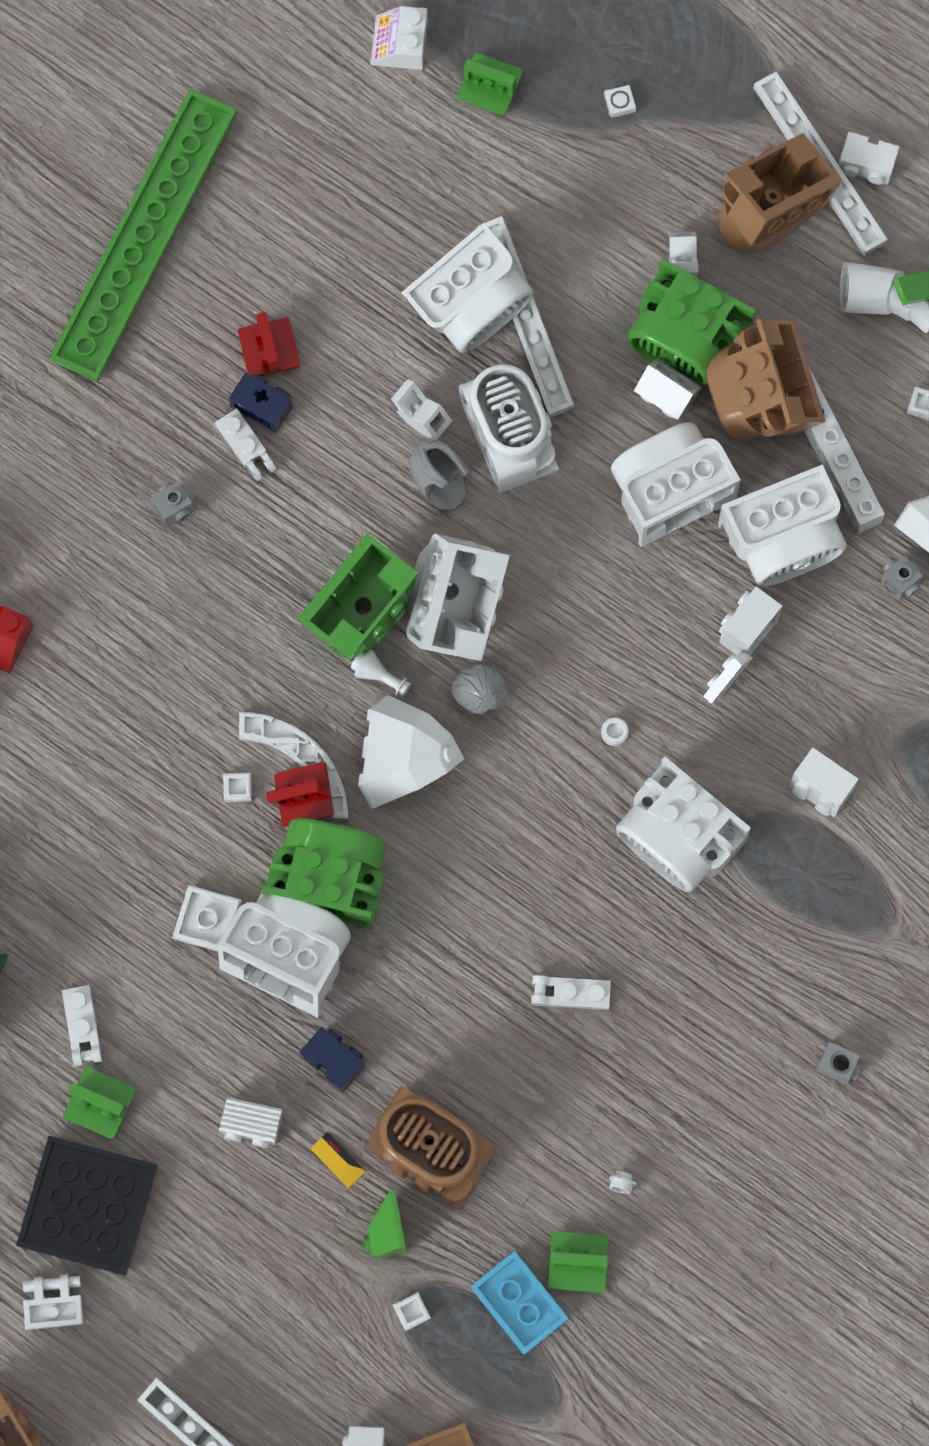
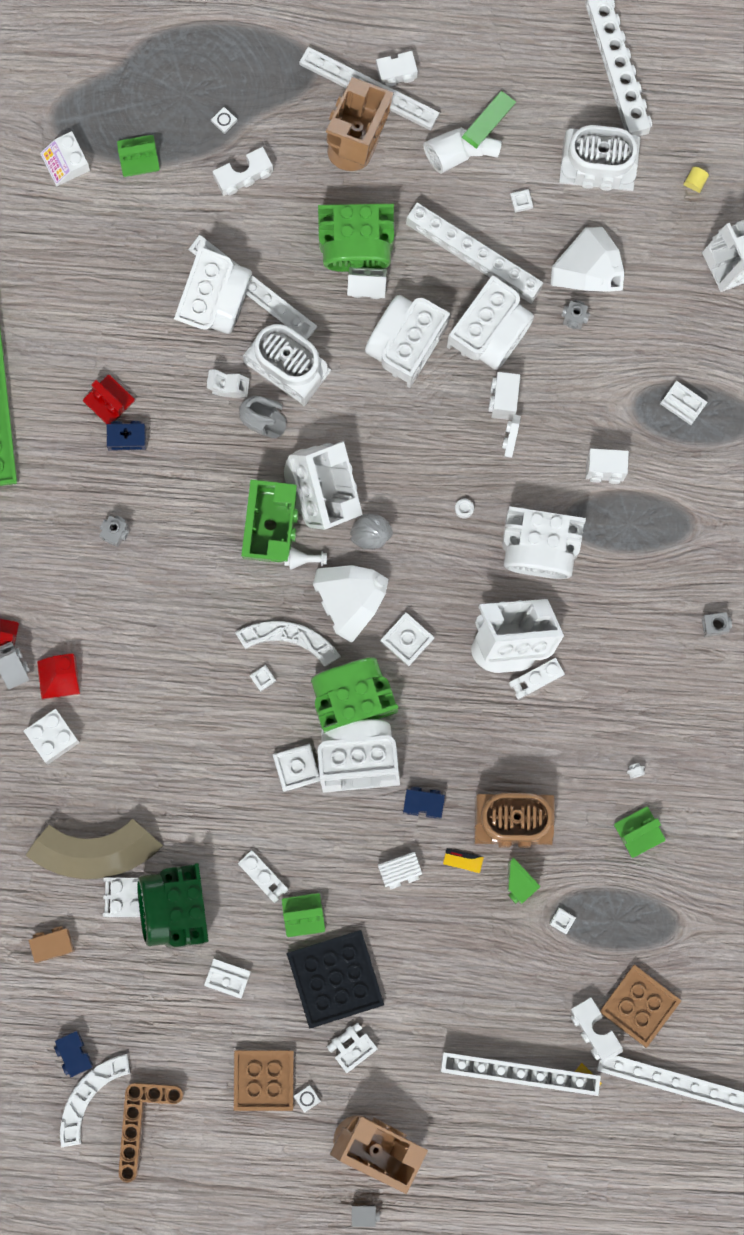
camera: 40 degrees left, 5 degrees up
(244, 442) = (131, 467): white hinge -> none
(302, 793) = (306, 658): red bracket -> none
(441, 847) = (407, 639): none -> white plate
(519, 1303) = (621, 877): medium azure plate -> none
(574, 919) = (515, 635): none -> white brick
(581, 176) = (230, 180): none -> white arch
(684, 251) = (323, 192): white brick -> none
(764, 383) = (425, 245): medium nougat brick -> none

